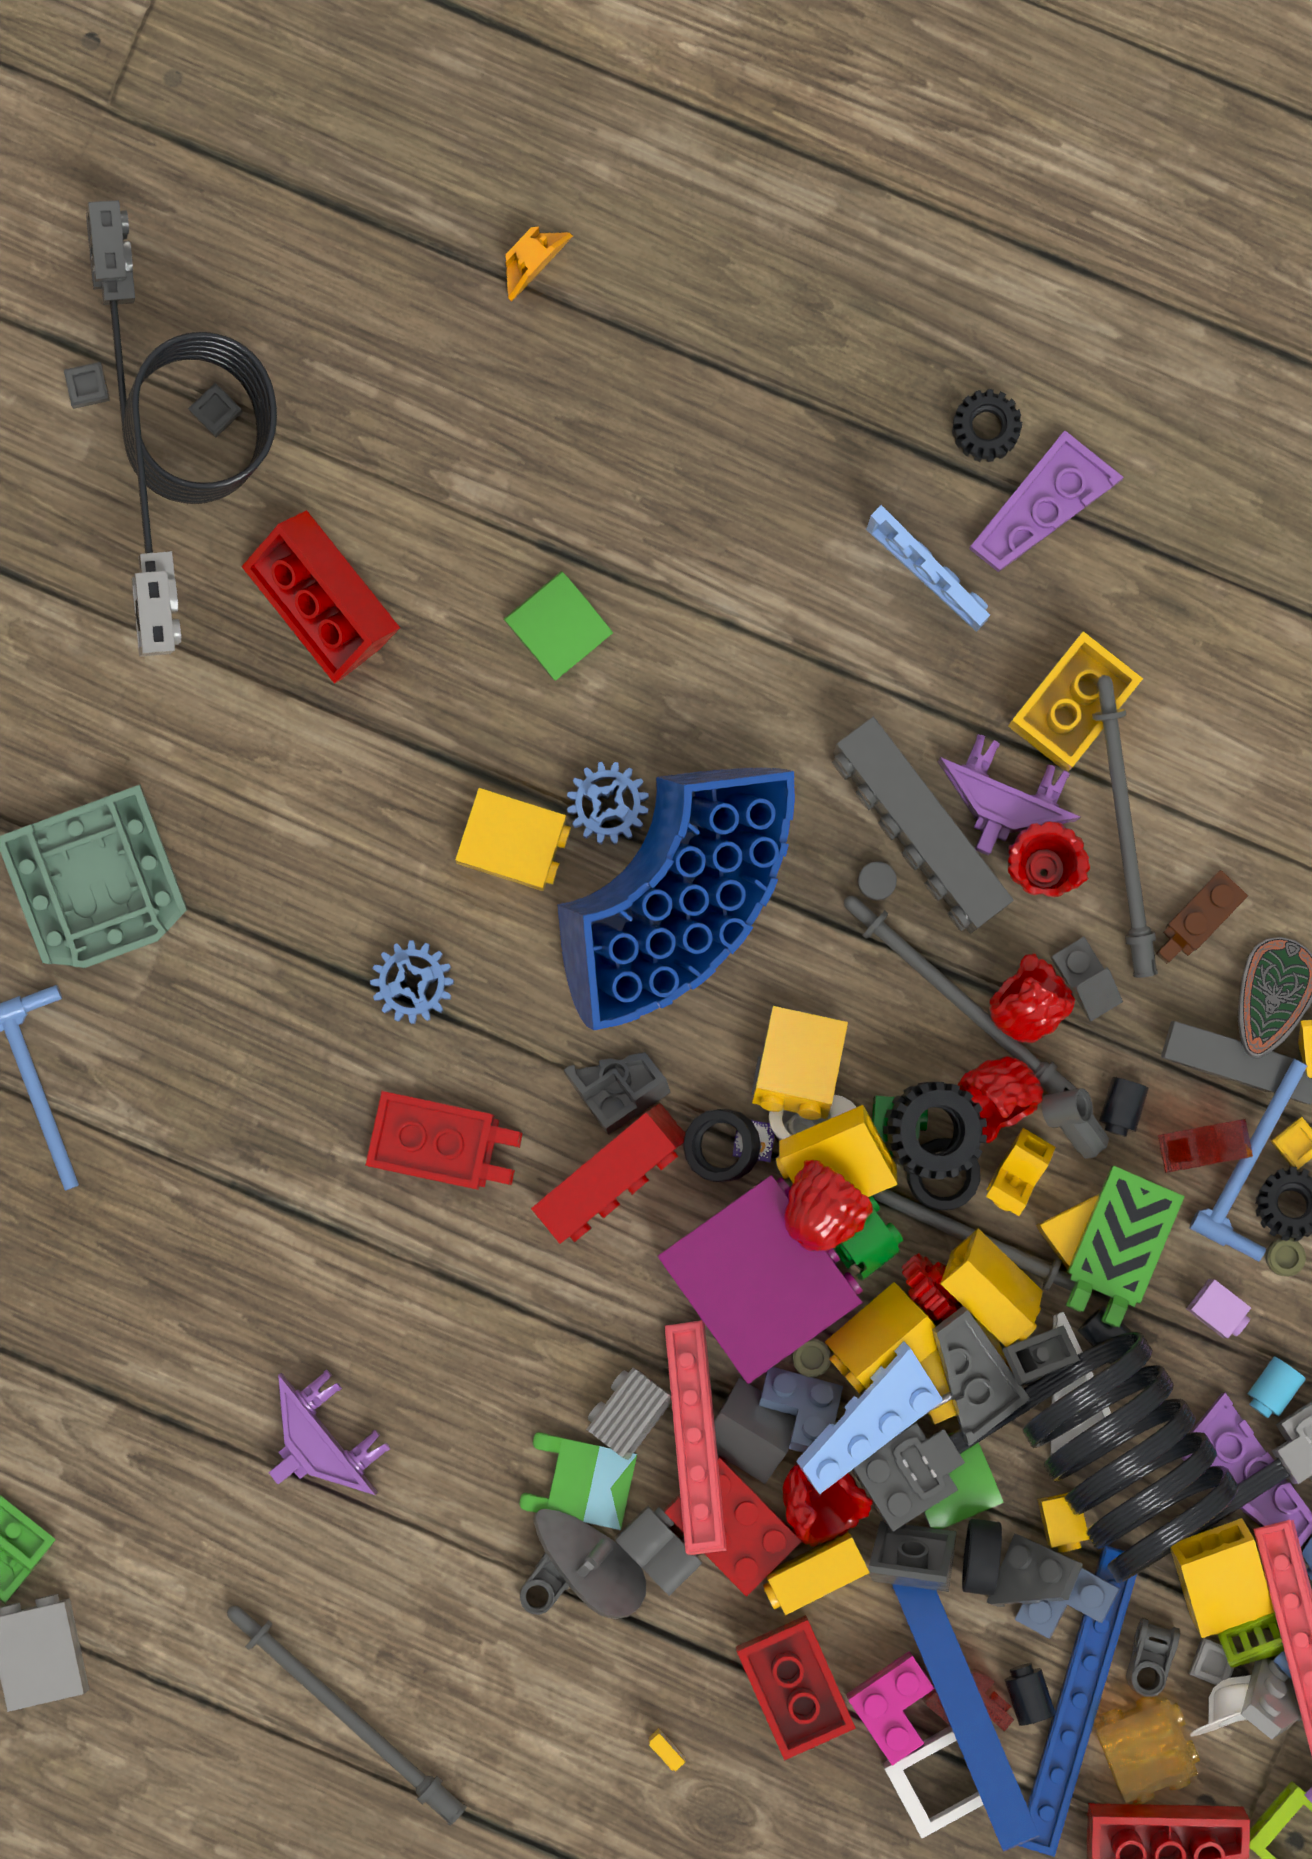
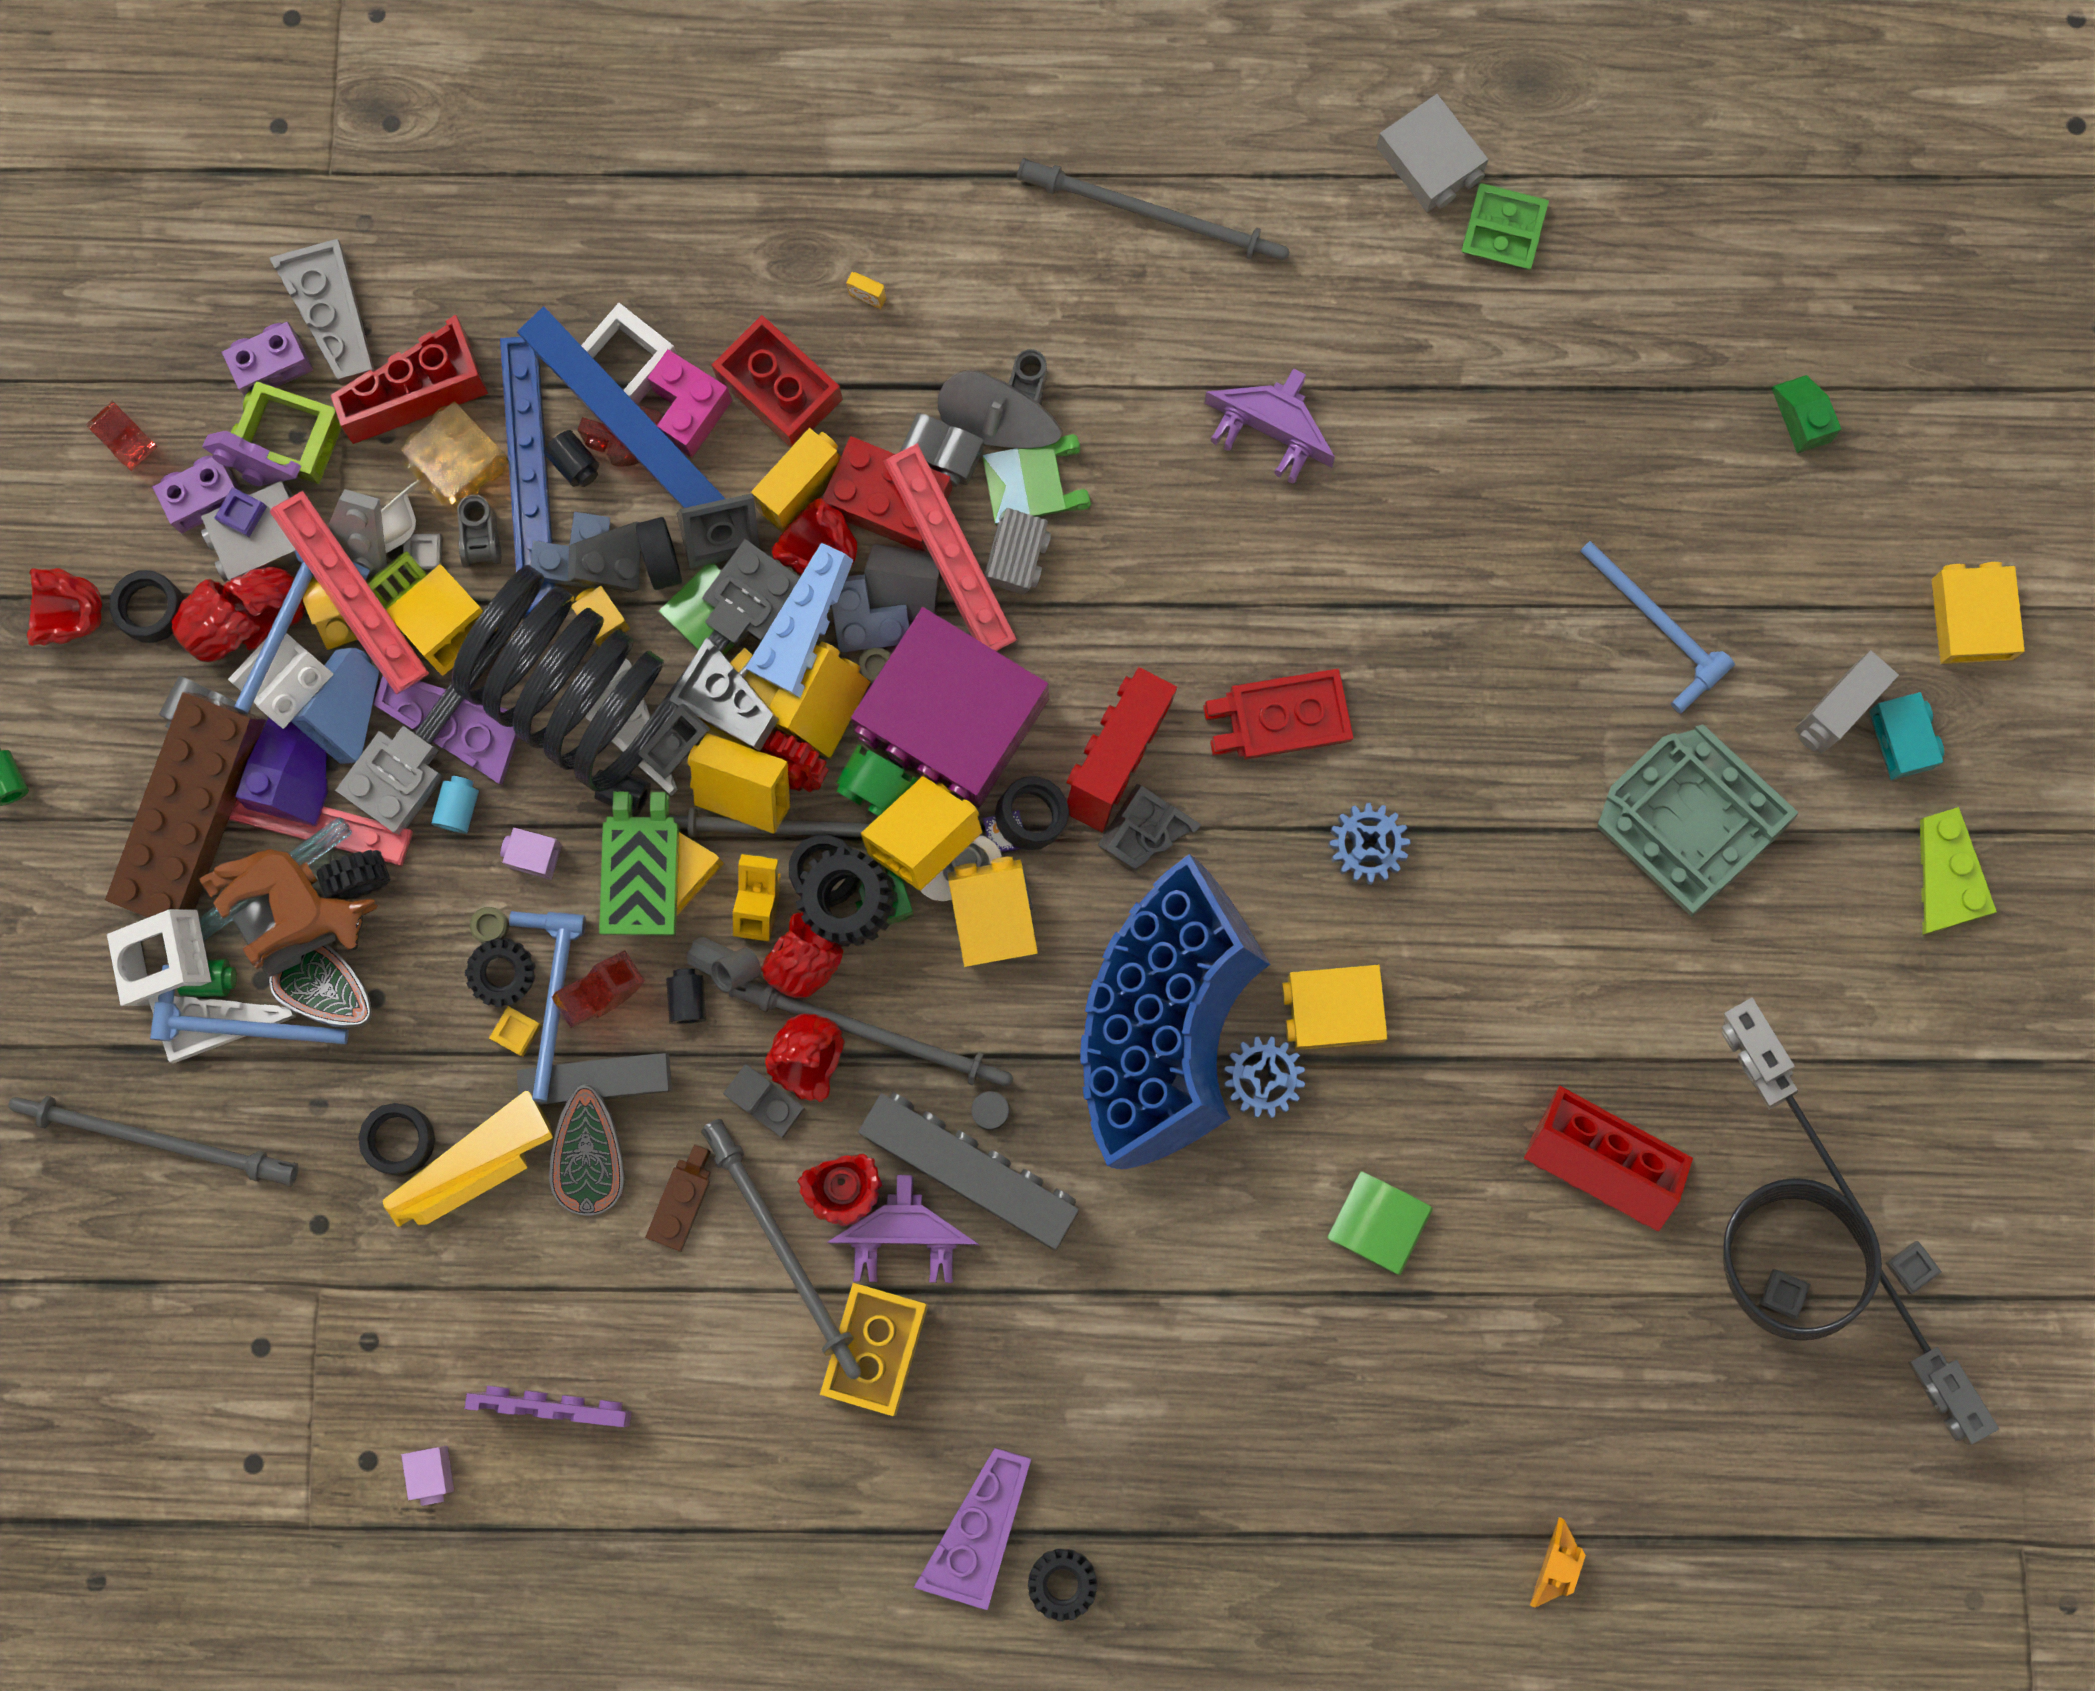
camera: 165 degrees right, 5 degrees down
(824, 1208) = (917, 778): red hair -> none
(926, 568) = (1074, 1425): light blue wing -> none

